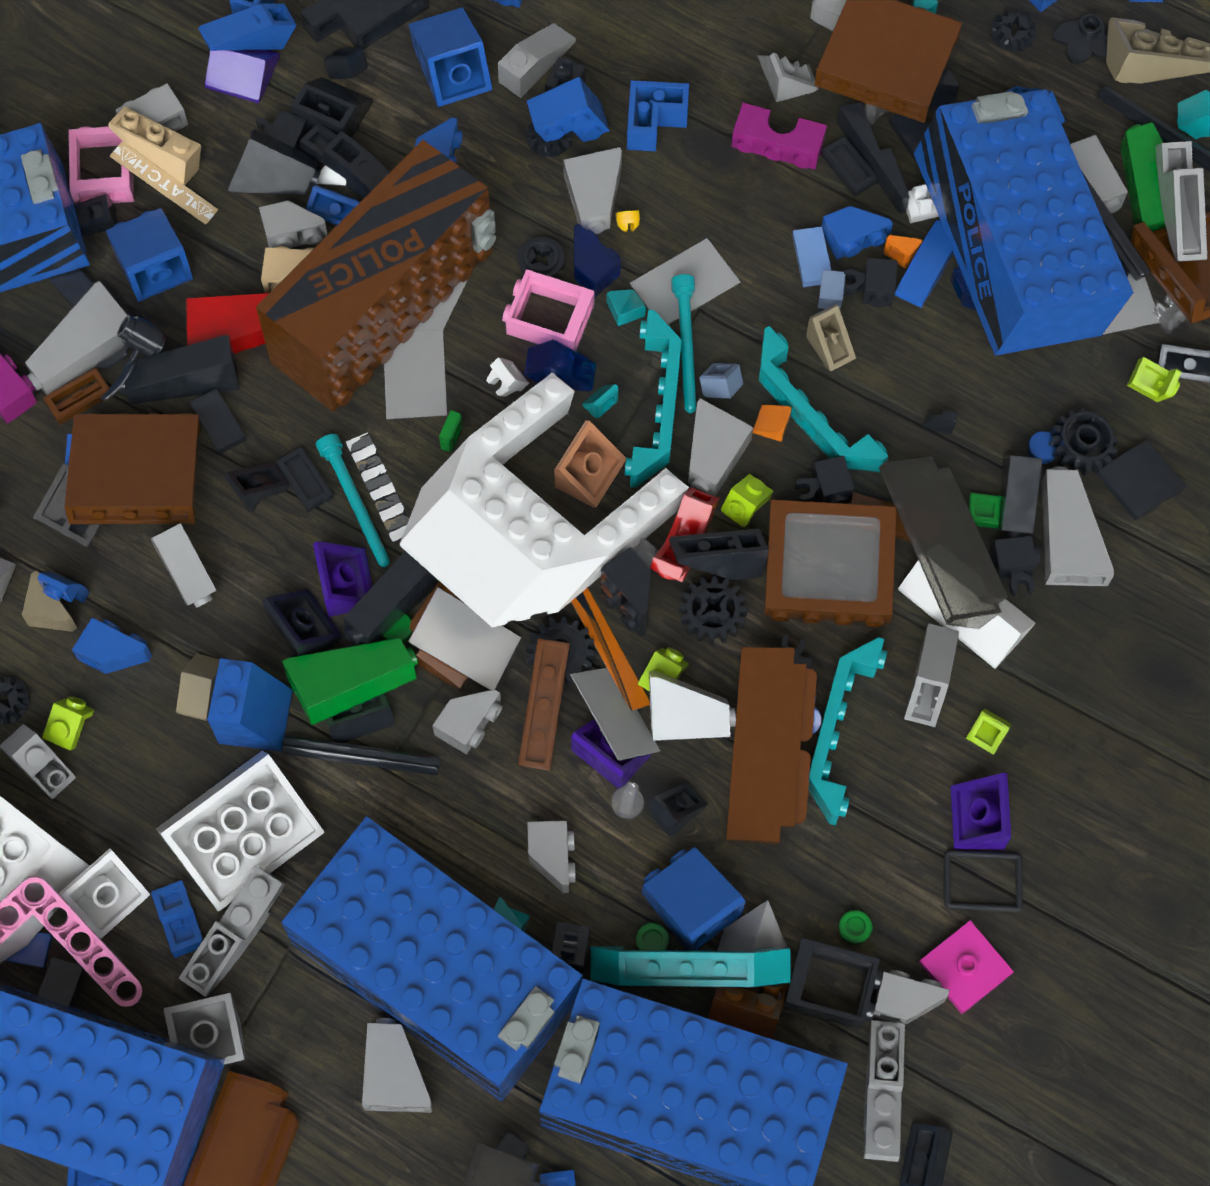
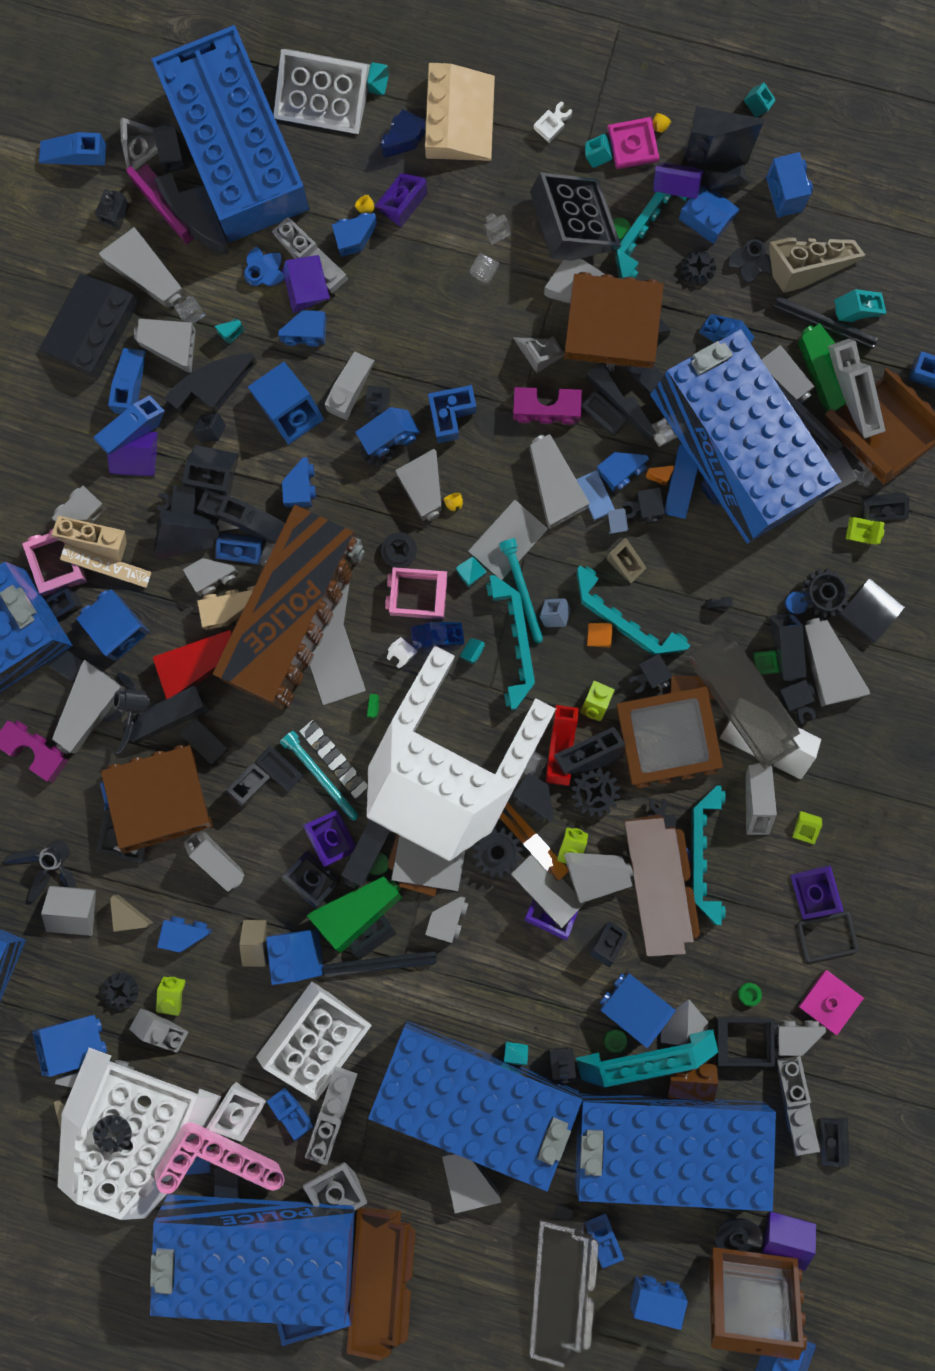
camera: 10 degrees left, 15 degrees up
(60, 587) = (135, 902): blue slope -> none
(80, 400) = (110, 734): reddish brown tile -> none
(544, 704) = (497, 896): reddish brown tile -> none
(549, 852) = (530, 1000): light grey slope -> none
(588, 466) = (480, 707): nougat slope -> none
(593, 263) = (438, 546): clear blue slope -> none
(627, 801) = (573, 948): clear plate -> none
(716, 447) = (564, 668): light grey slope -> none
(767, 233) = (556, 483): none -> light grey slope

